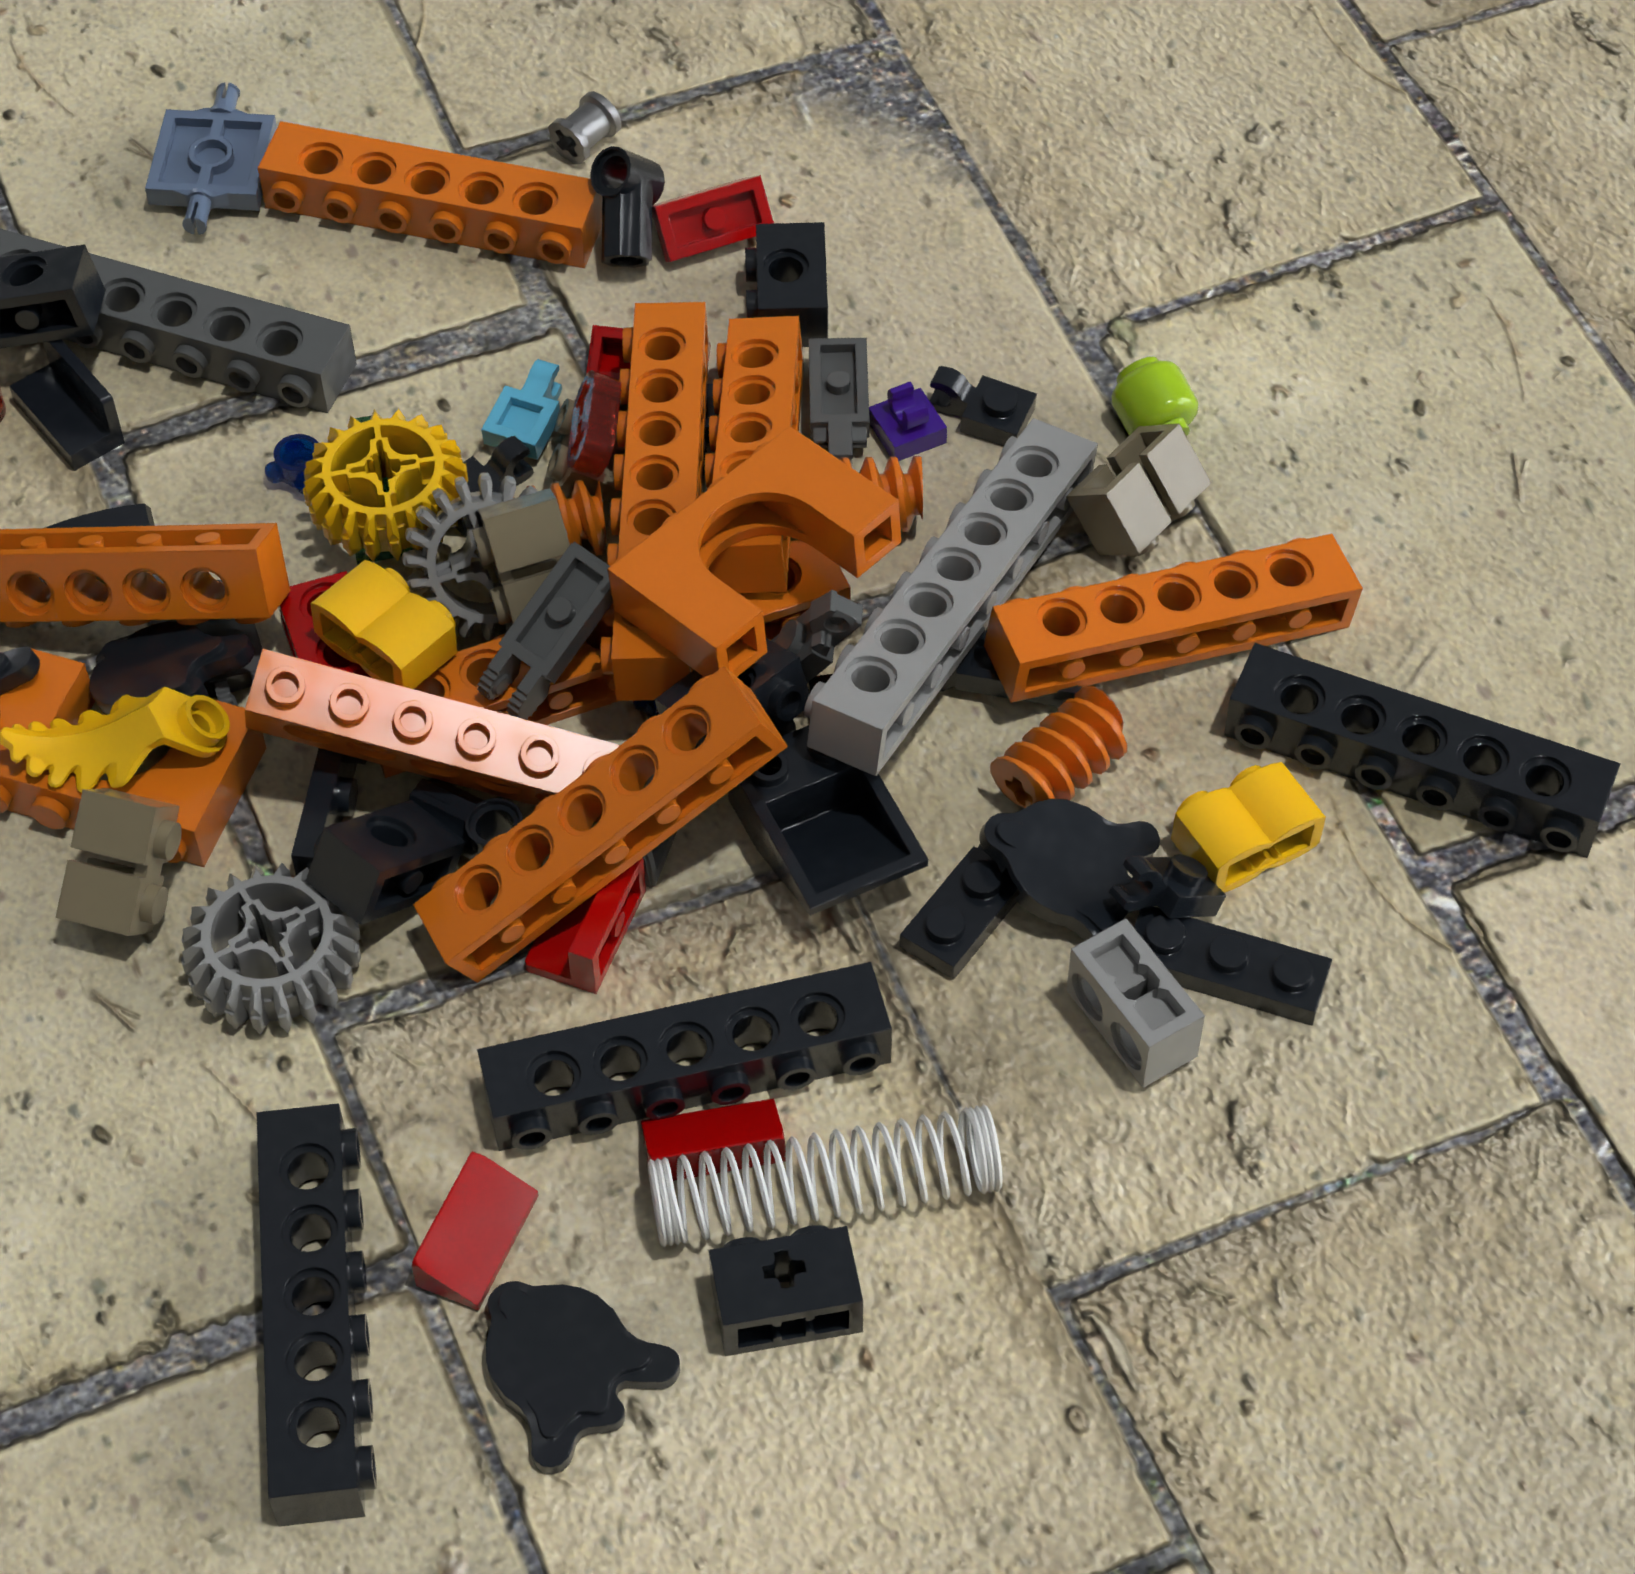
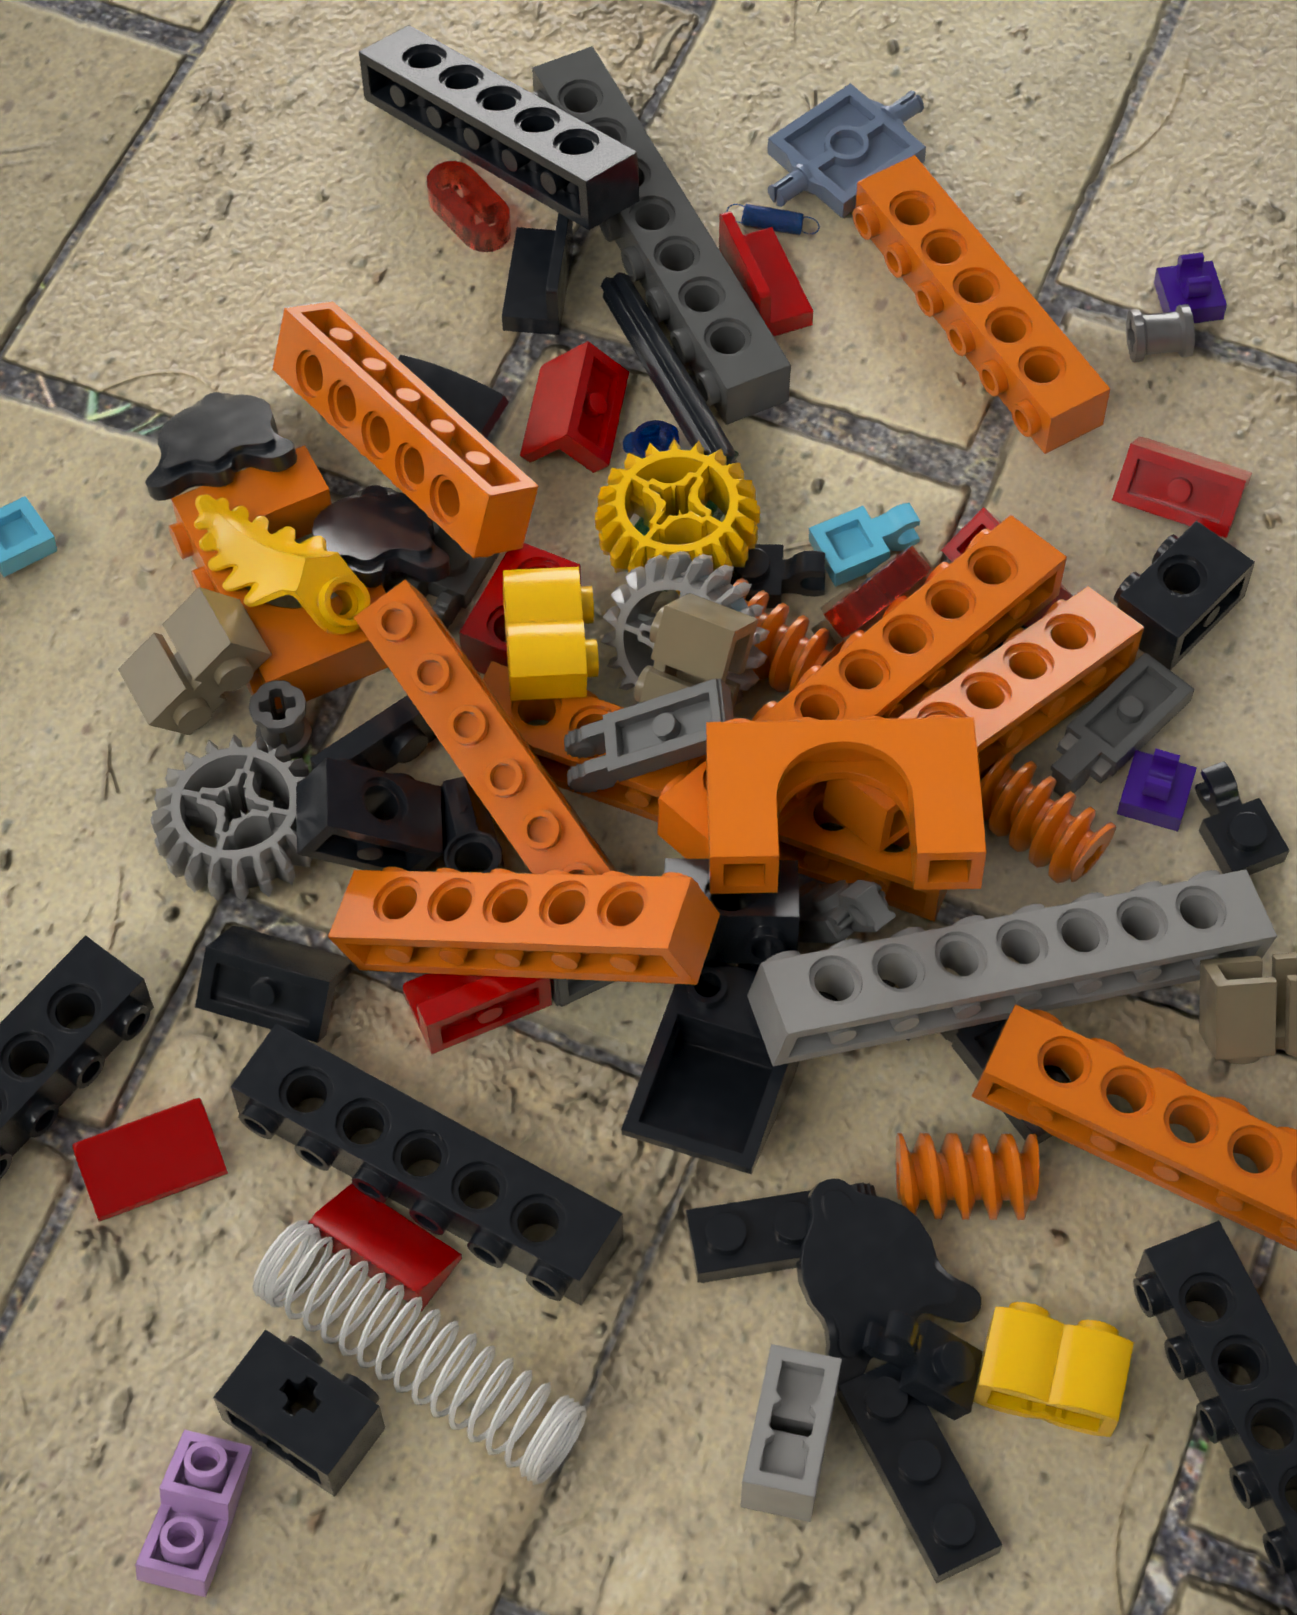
camera: 45 degrees right, 5 degrees up
(202, 475) = (576, 407): none -> red panel
(205, 246) = (778, 219): none -> blue piece
(230, 849) = (287, 719): none -> flat silver bush
(243, 397) = (664, 366): none -> black axle
(246, 279) = (765, 276): none -> red panel
(427, 1038) = (270, 982): none -> black panel
(562, 1361) = (105, 1316): black tile -> none
(567, 84) = (1192, 284): none -> dark purple tile
(628, 192) = (1123, 412): black piece -> none
(780, 1427) = (194, 1513): none -> lavender slope

